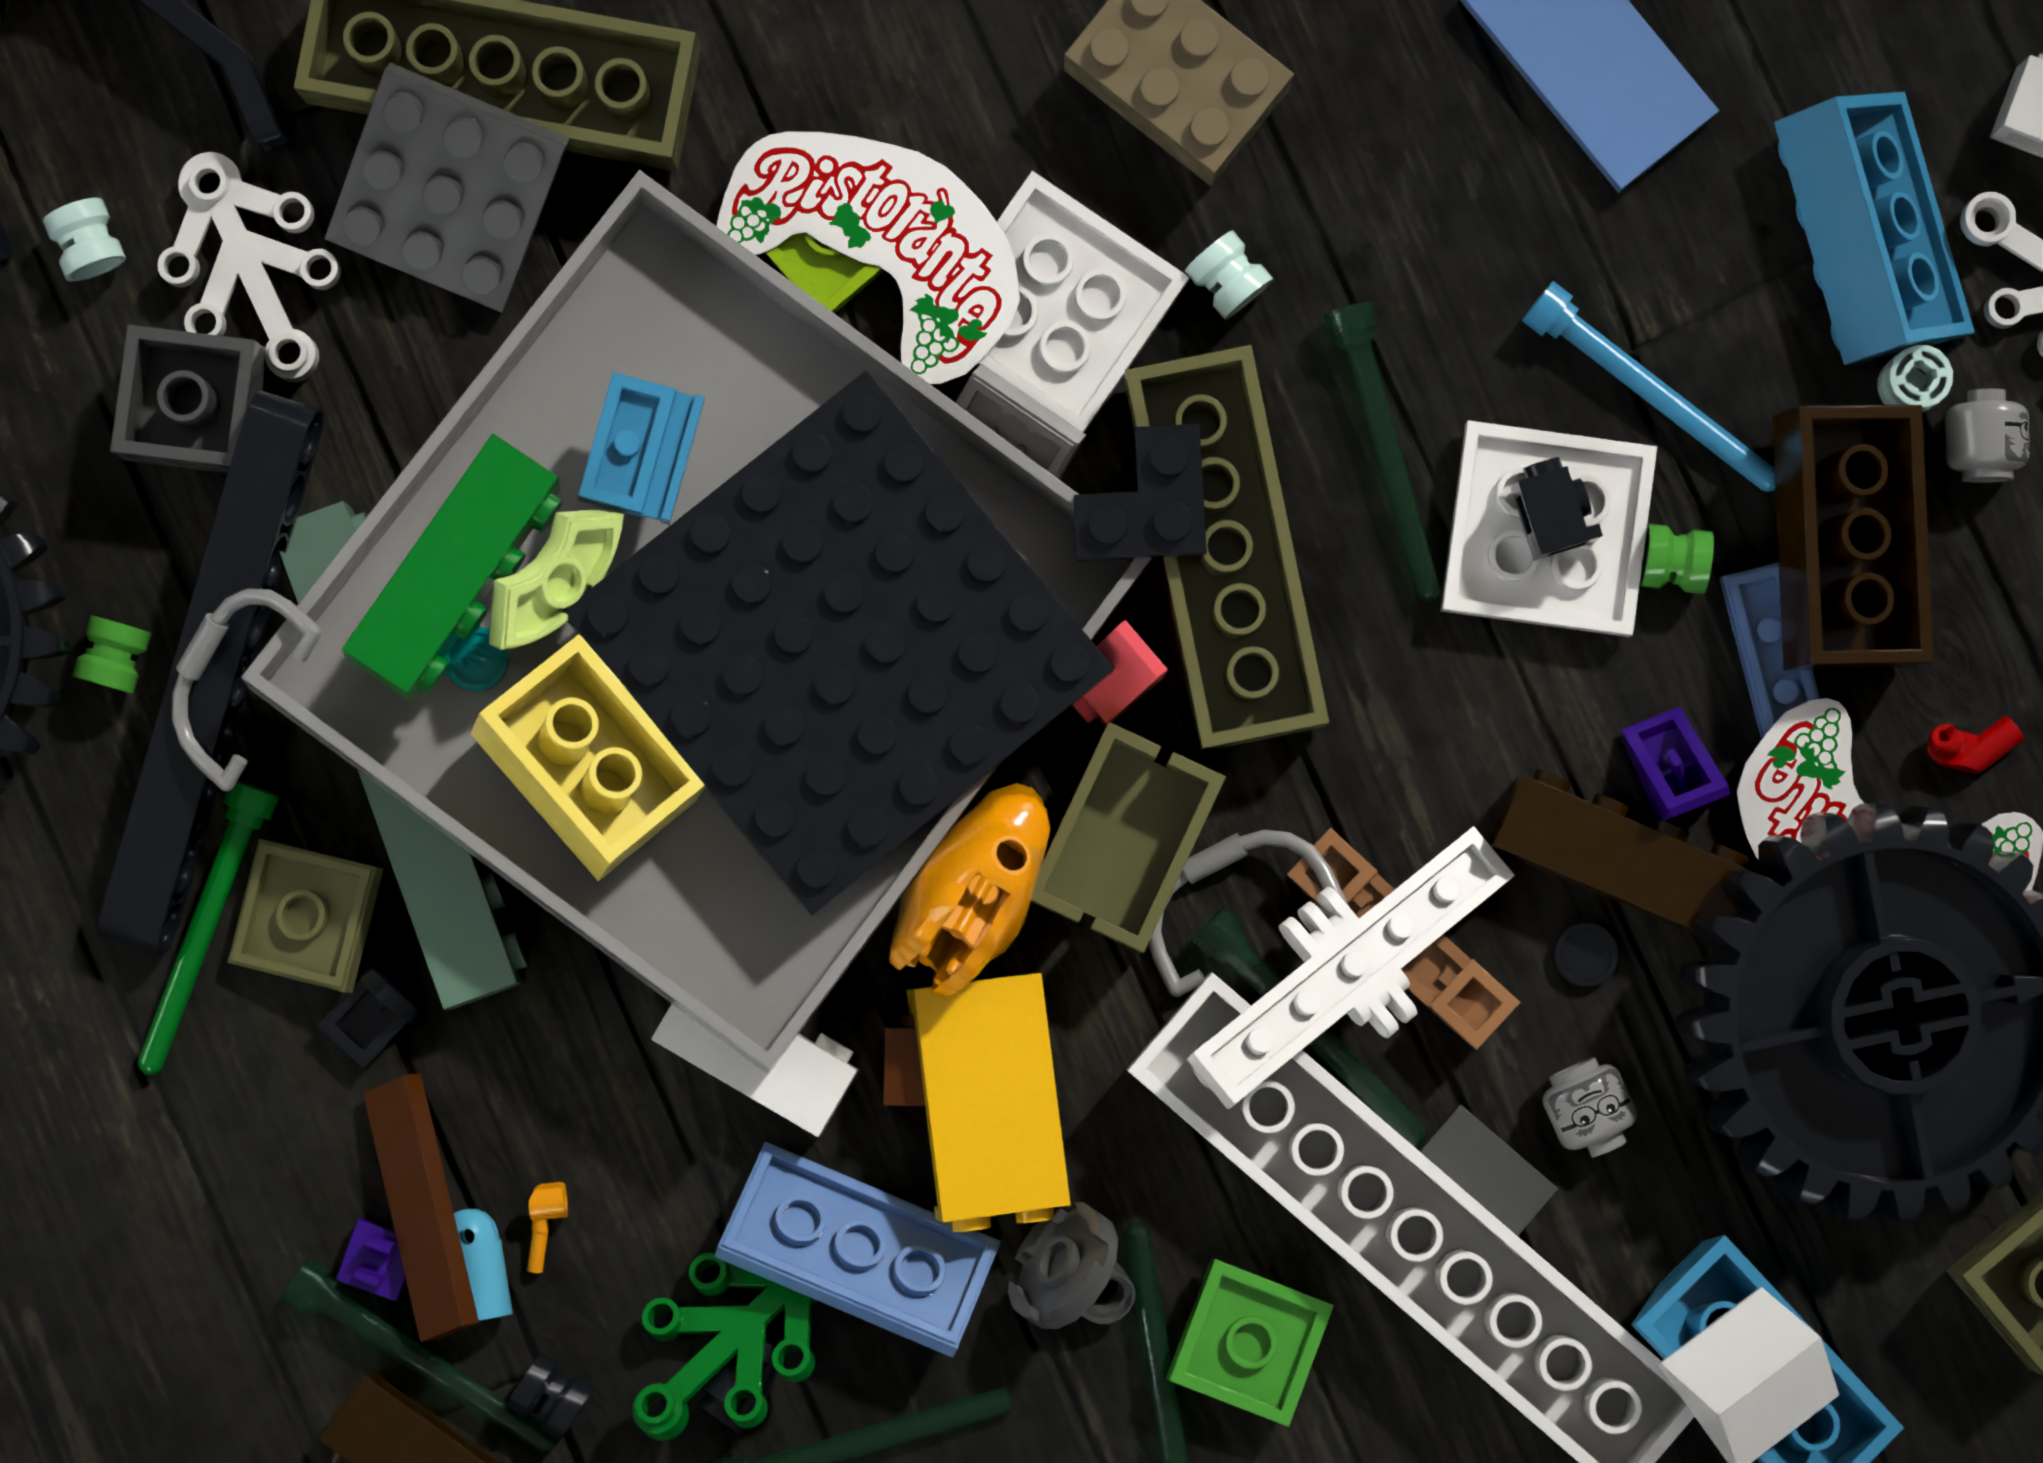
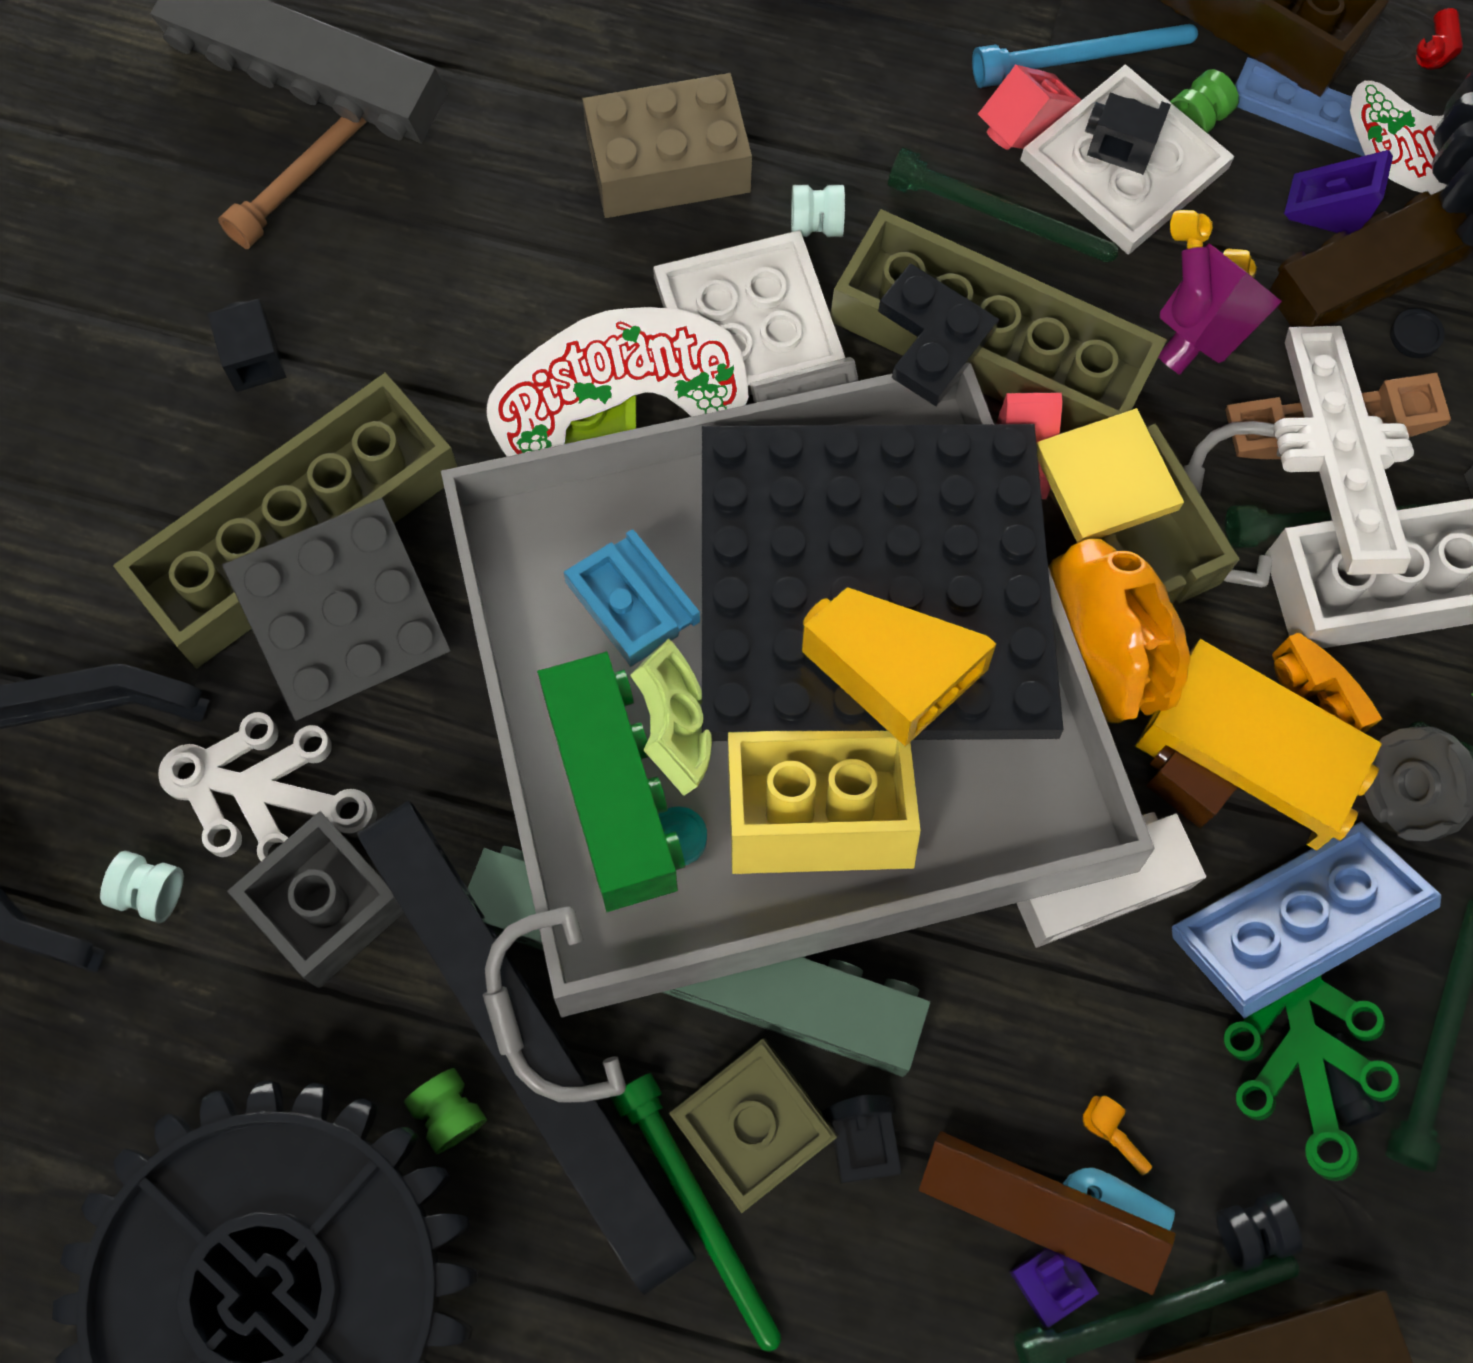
camera: 55 degrees left, 15 degrees down
(742, 725) = (894, 658): none -> yellow slope
(1107, 1095) = (1313, 671): none -> light orange slope
(1124, 773) = (1108, 476): none -> light yellow tile
(1423, 737) = (1216, 299): none -> magenta torso
(1527, 391) = (1026, 106): none -> coral slope

